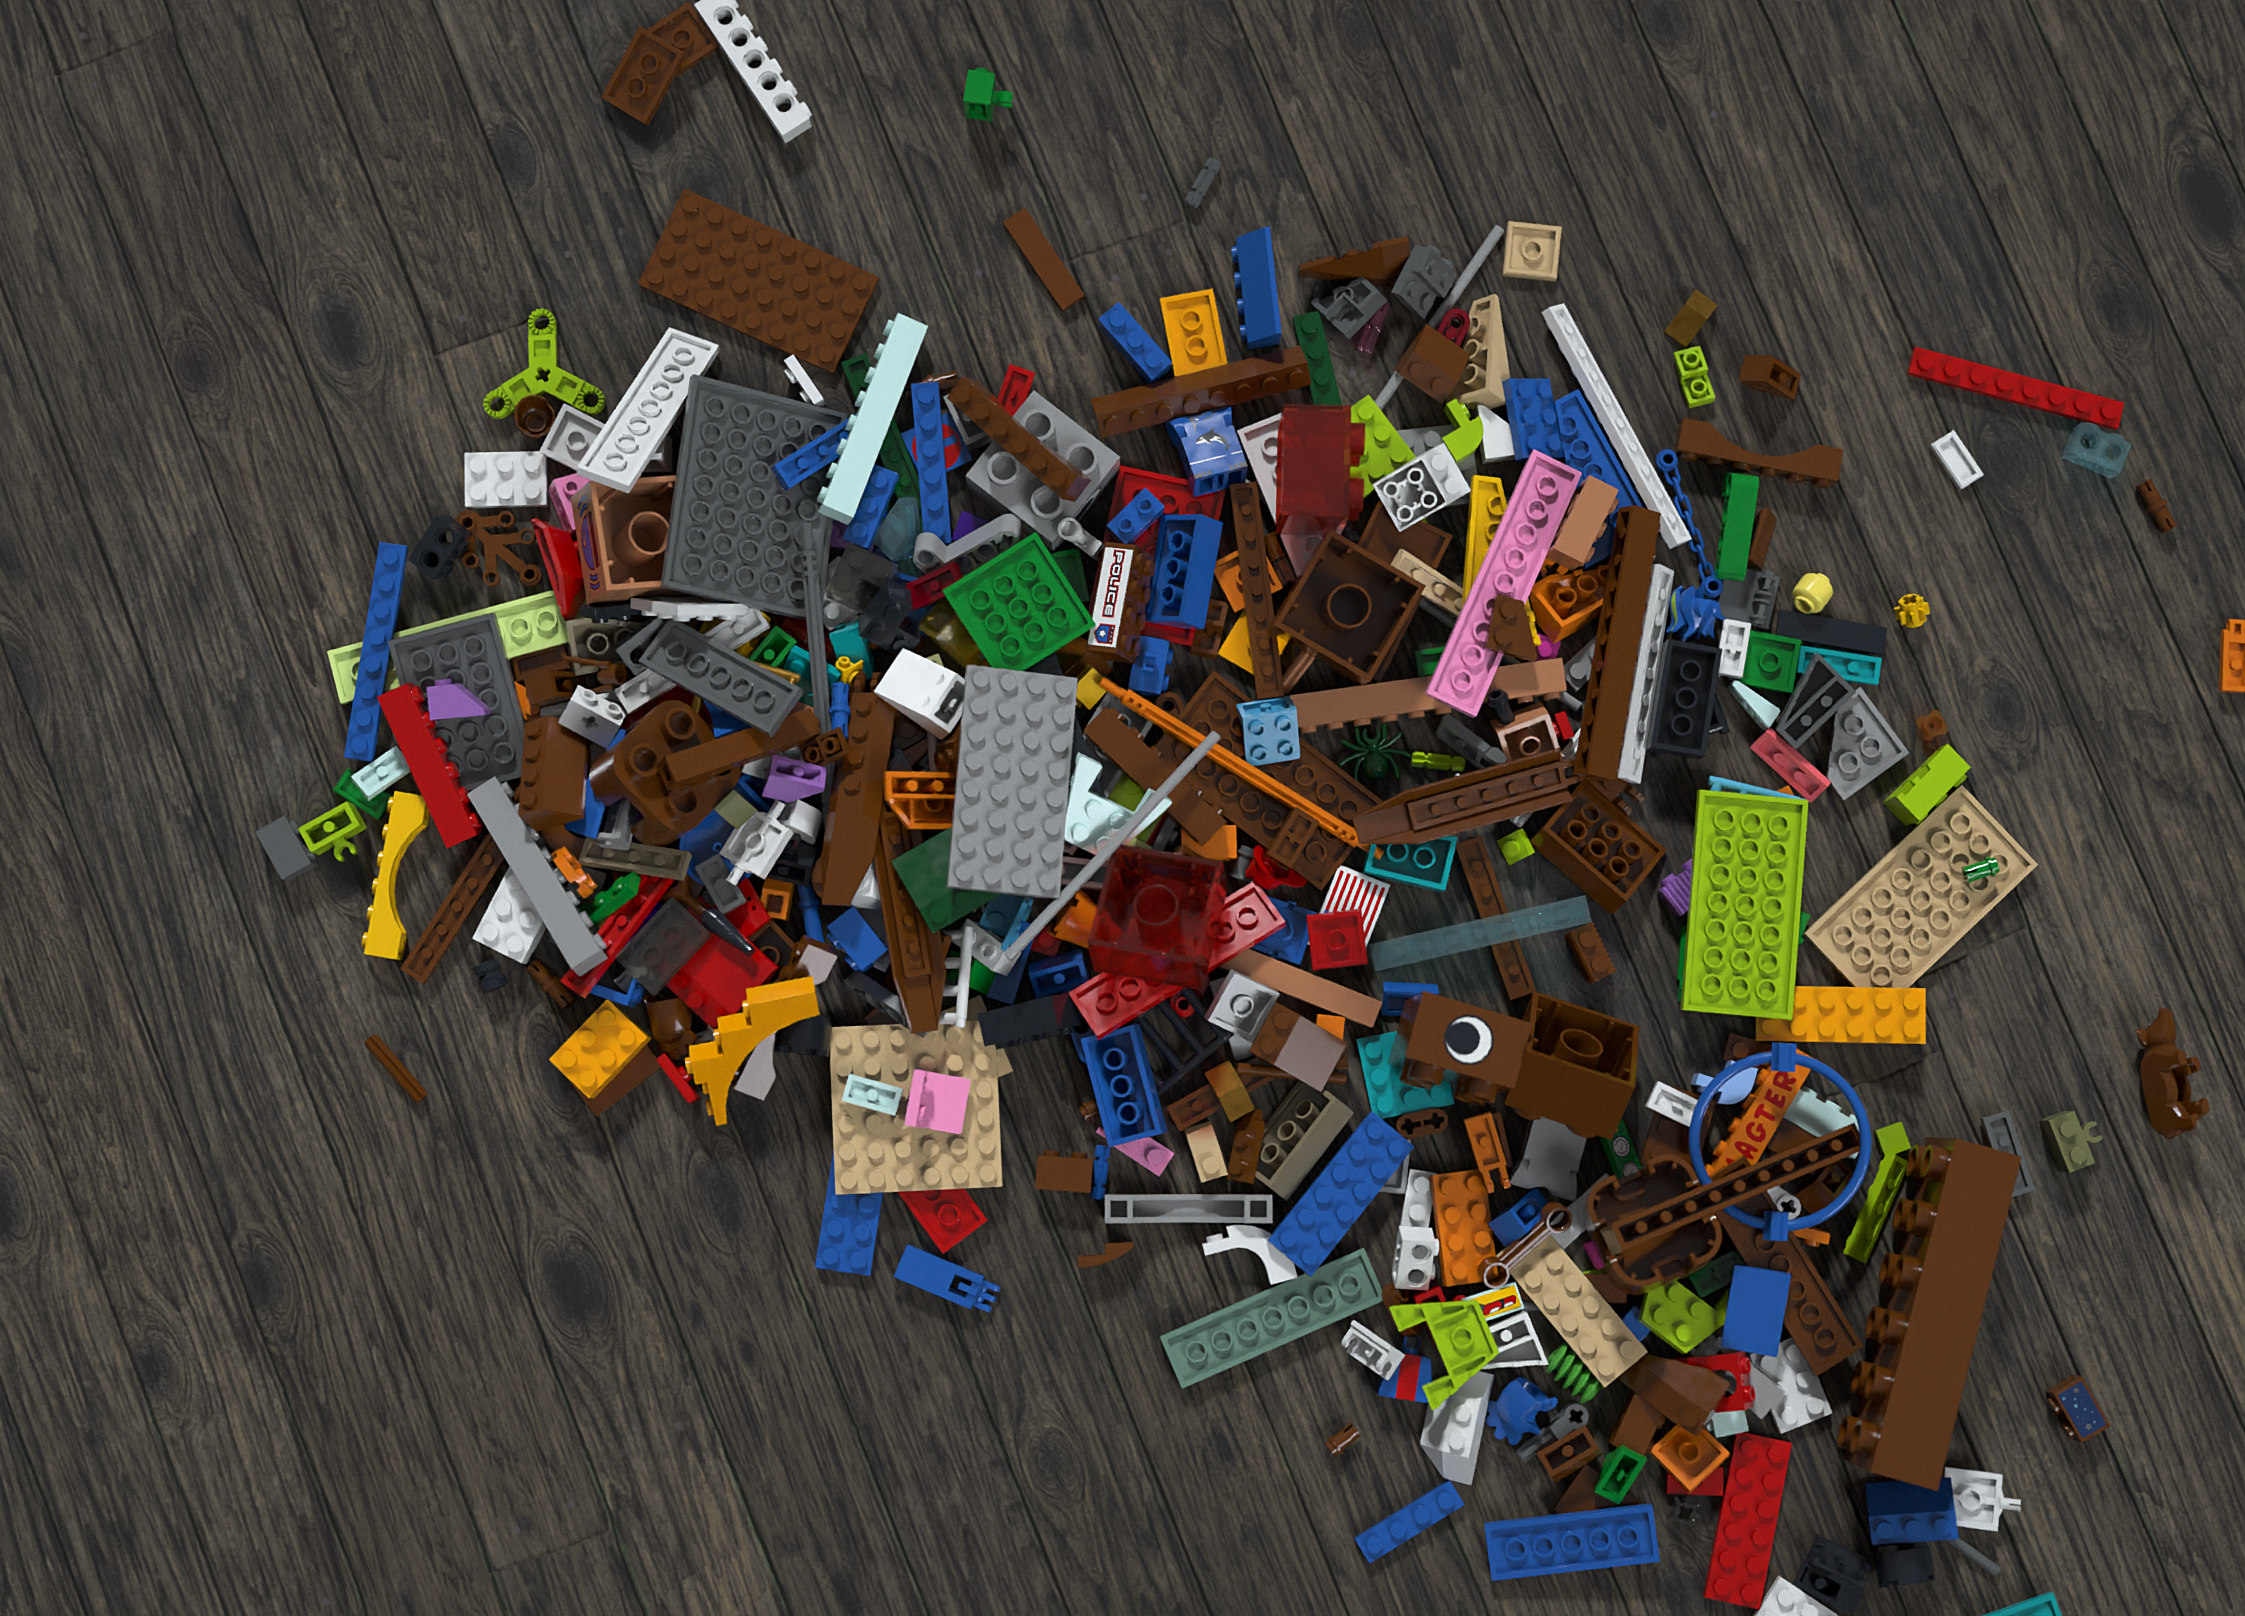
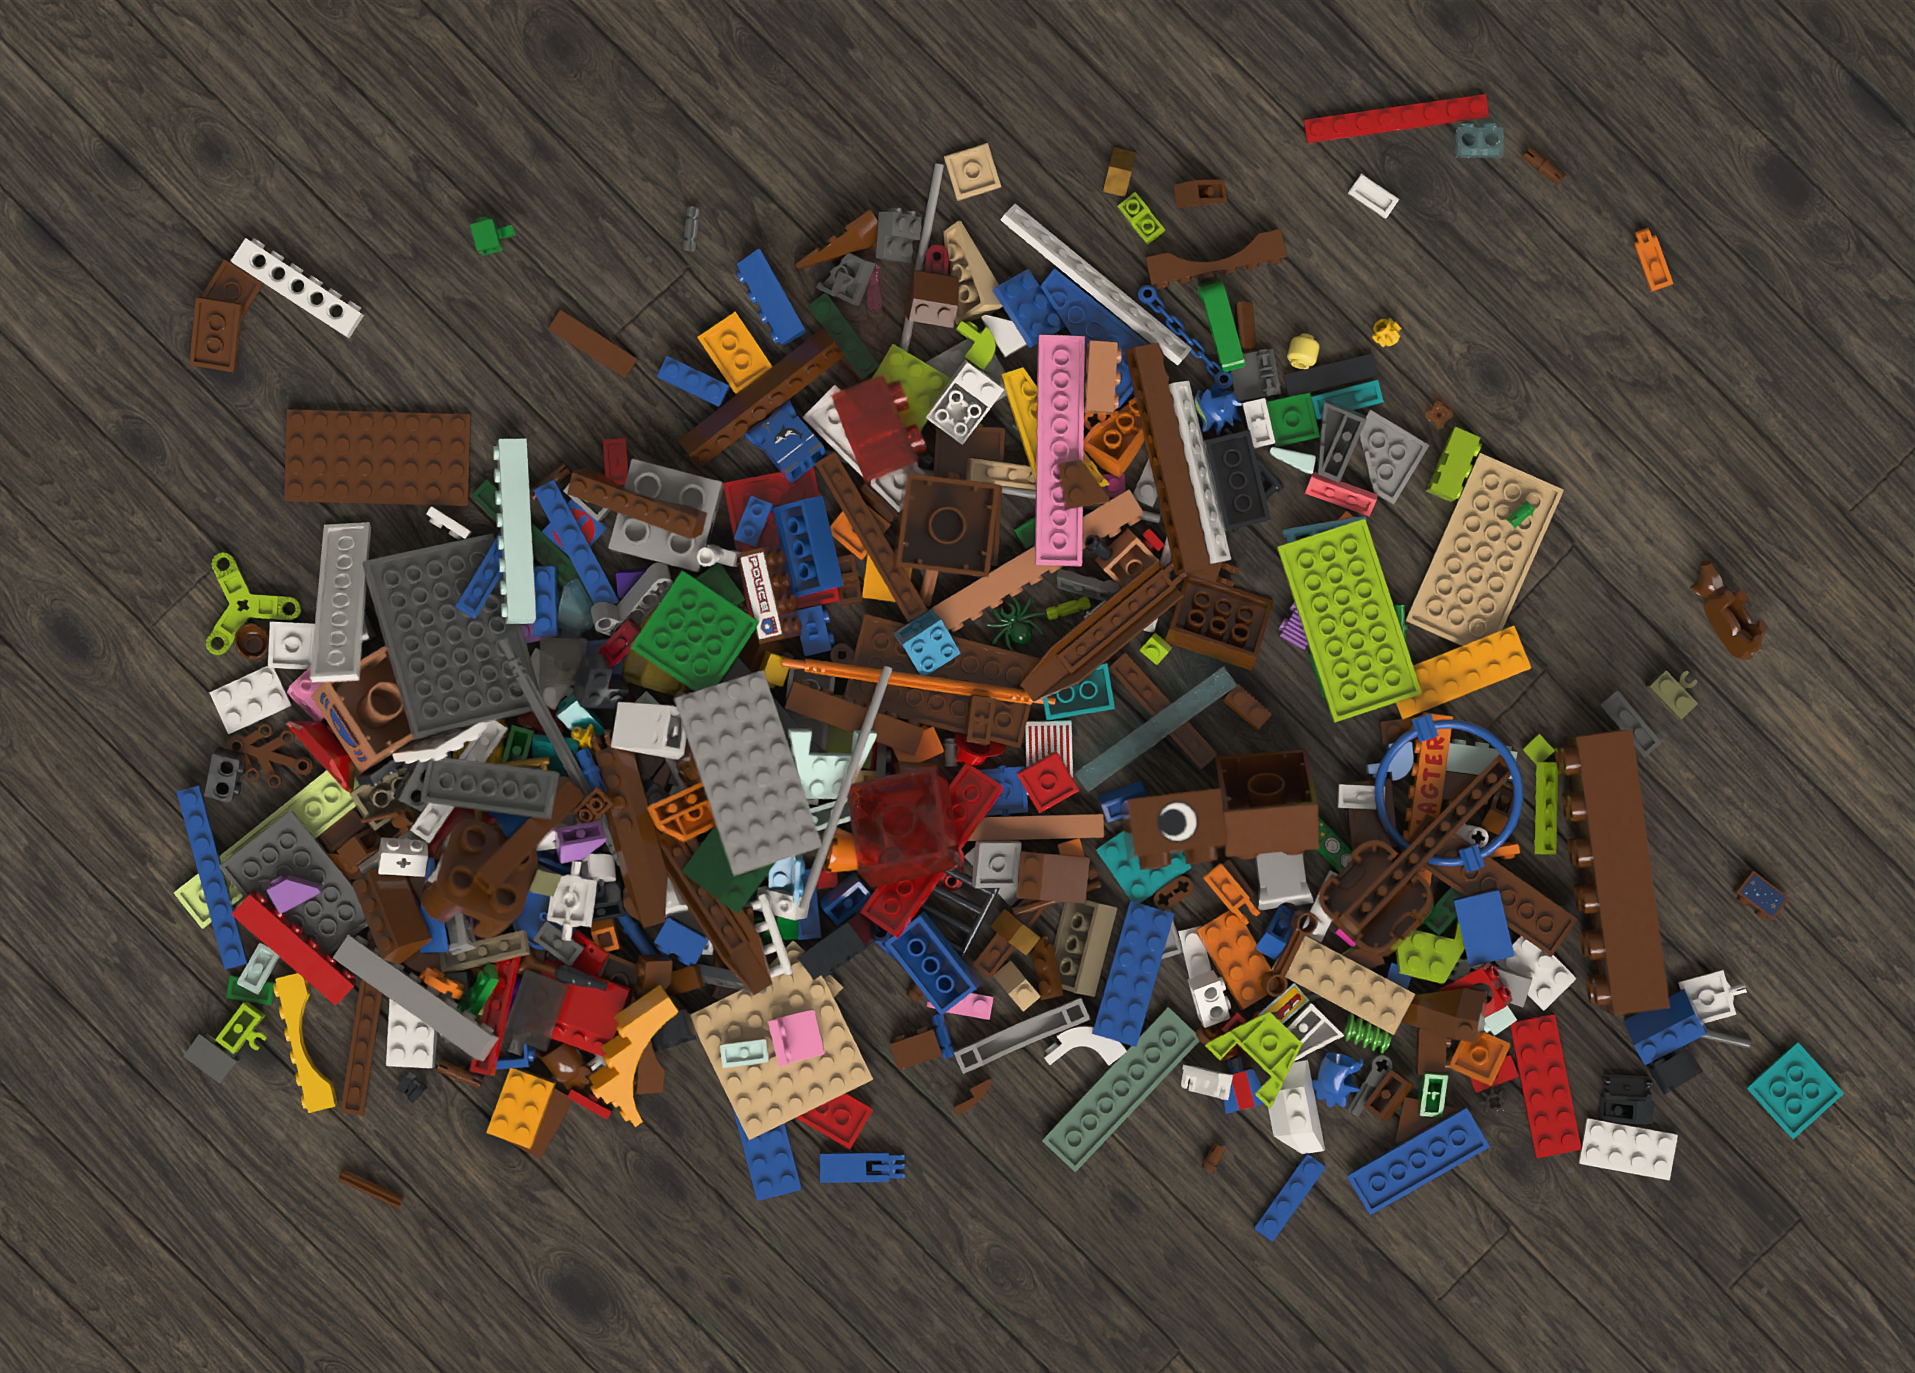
camera: 20 degrees left, 5 degrees up
(841, 986) = (685, 980): none -> reddish brown slope

